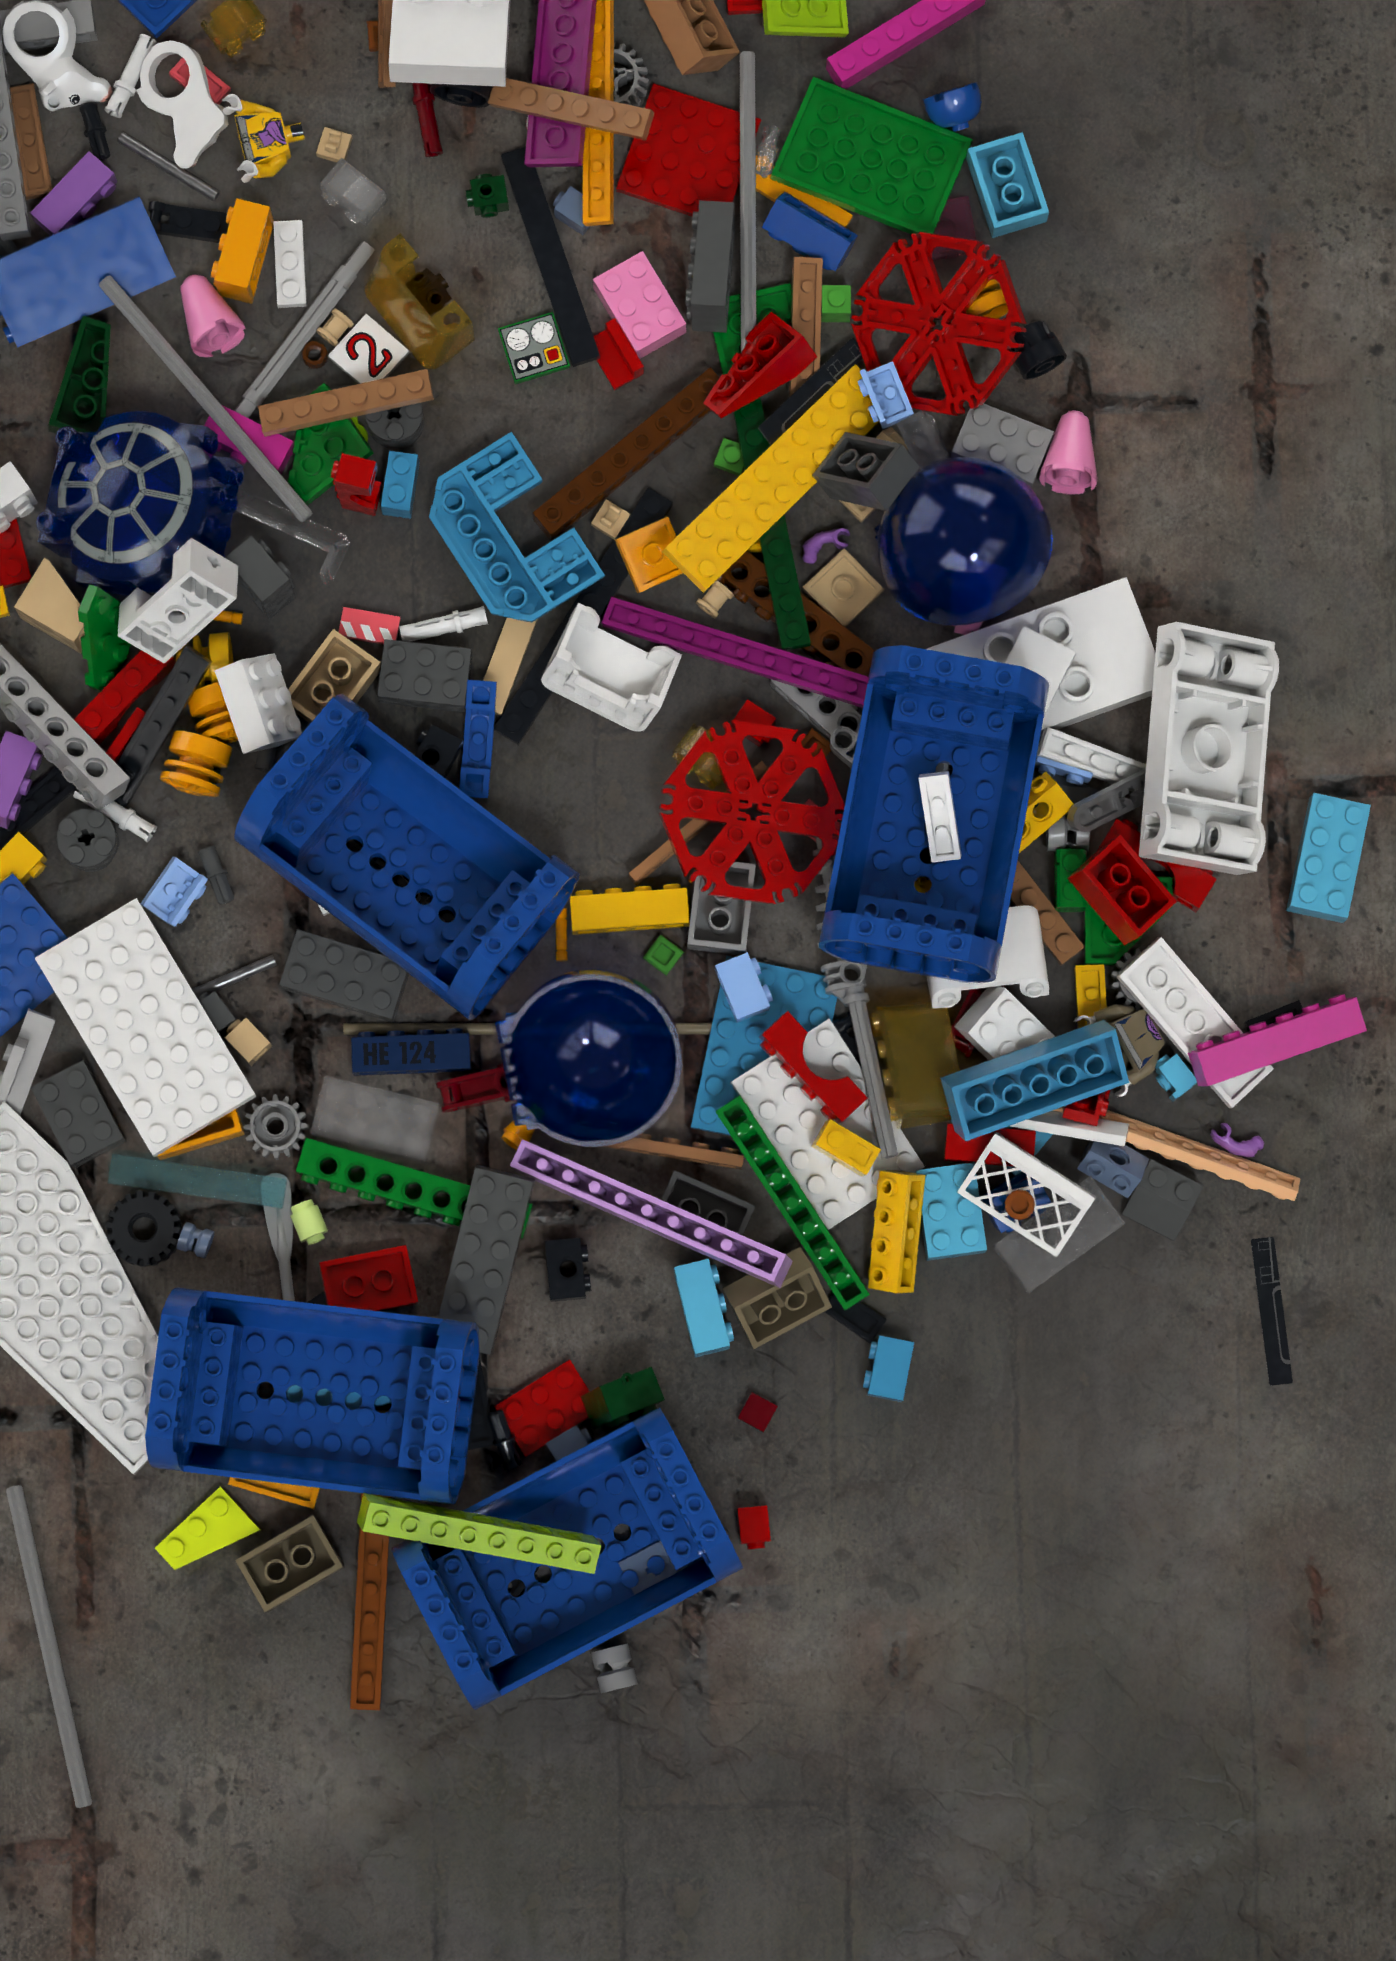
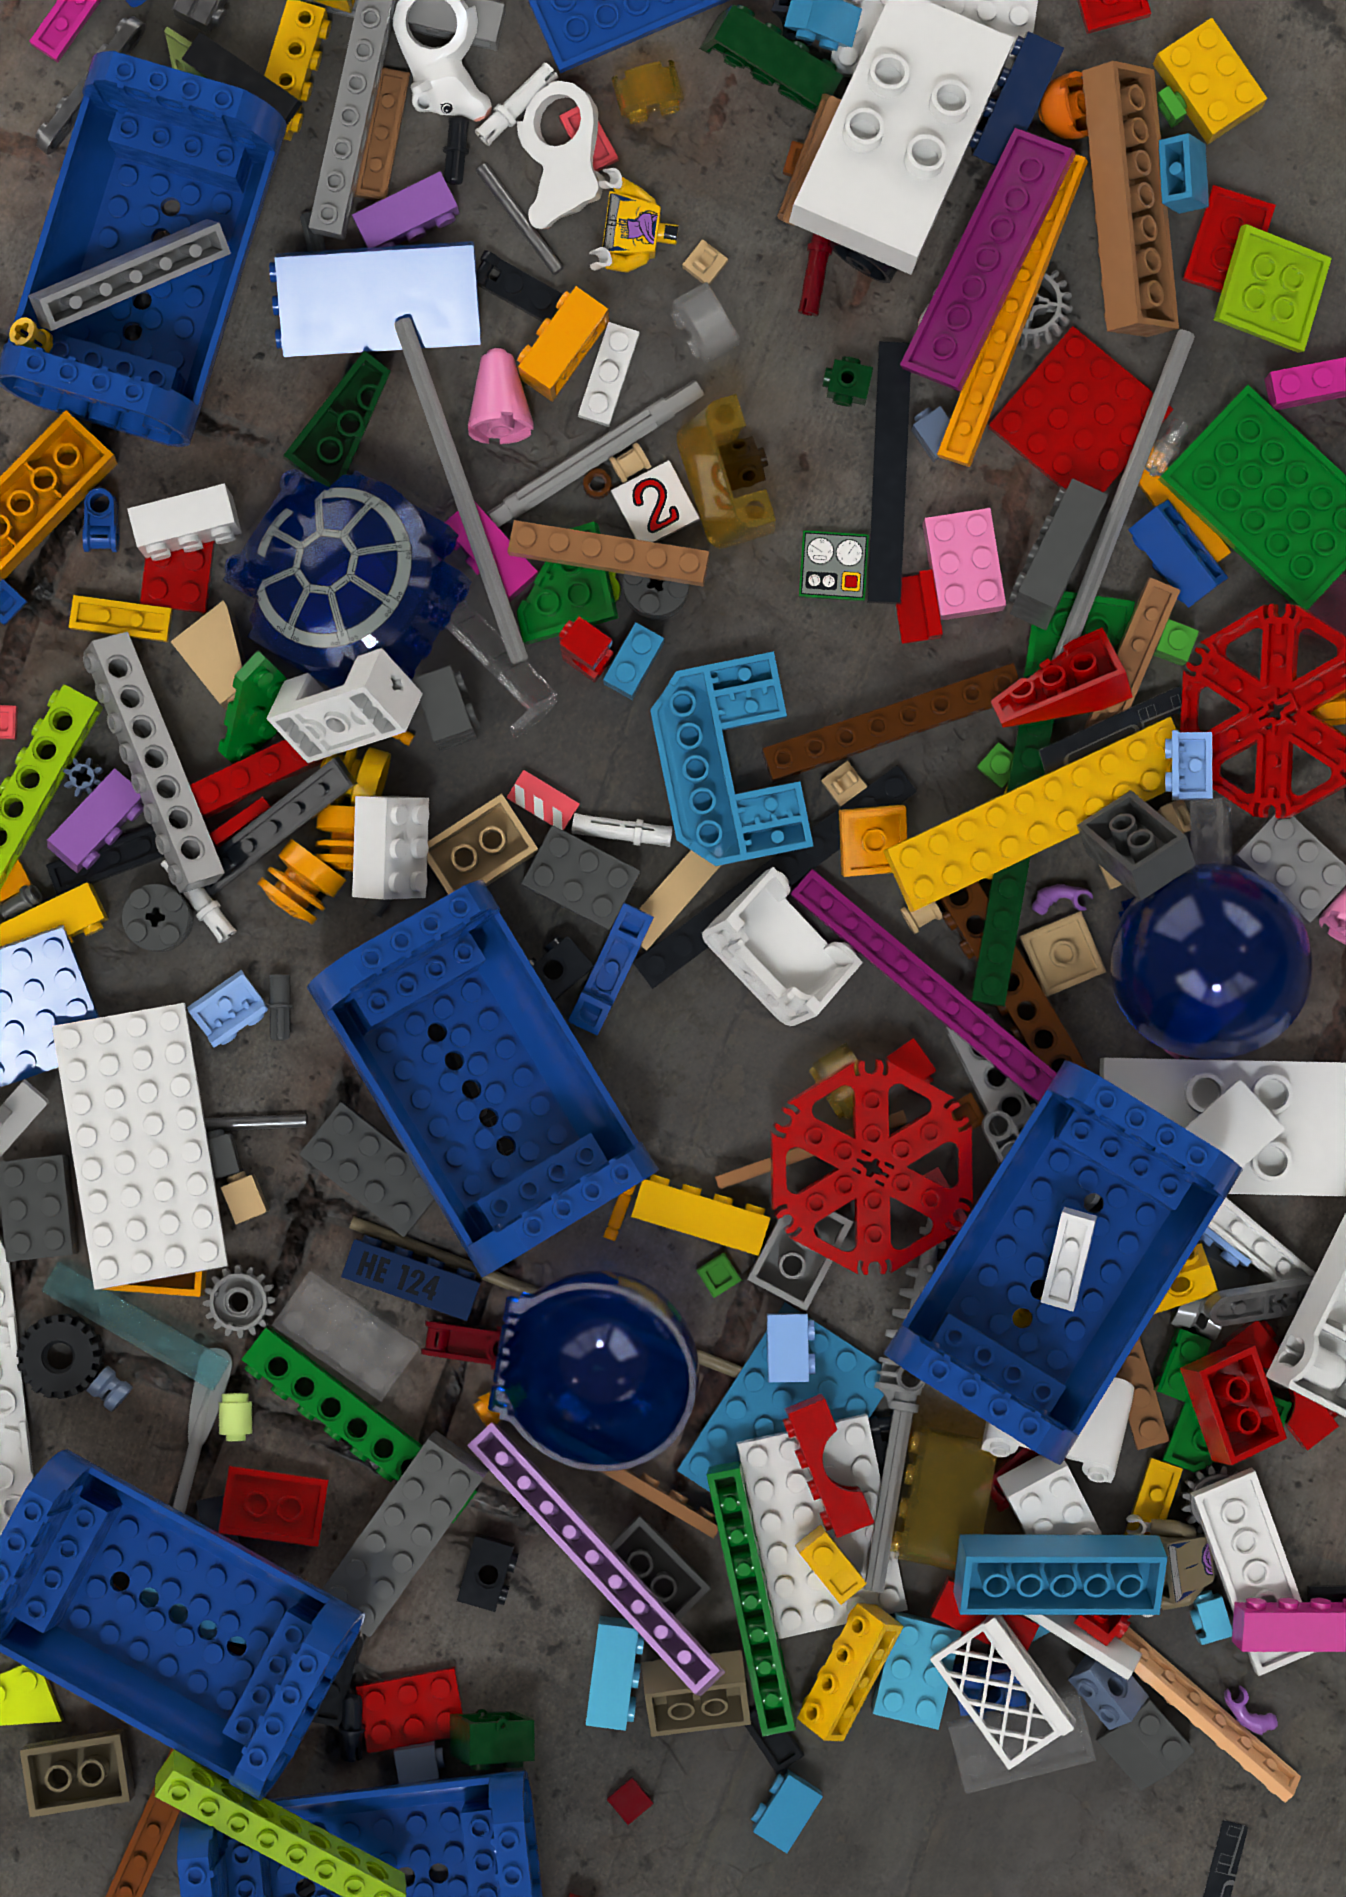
camera: 25 degrees right, 5 degrees up
(573, 108) = (975, 326): medium nougat plate -> none
(1019, 1204) = (991, 1700): dark orange tile -> none

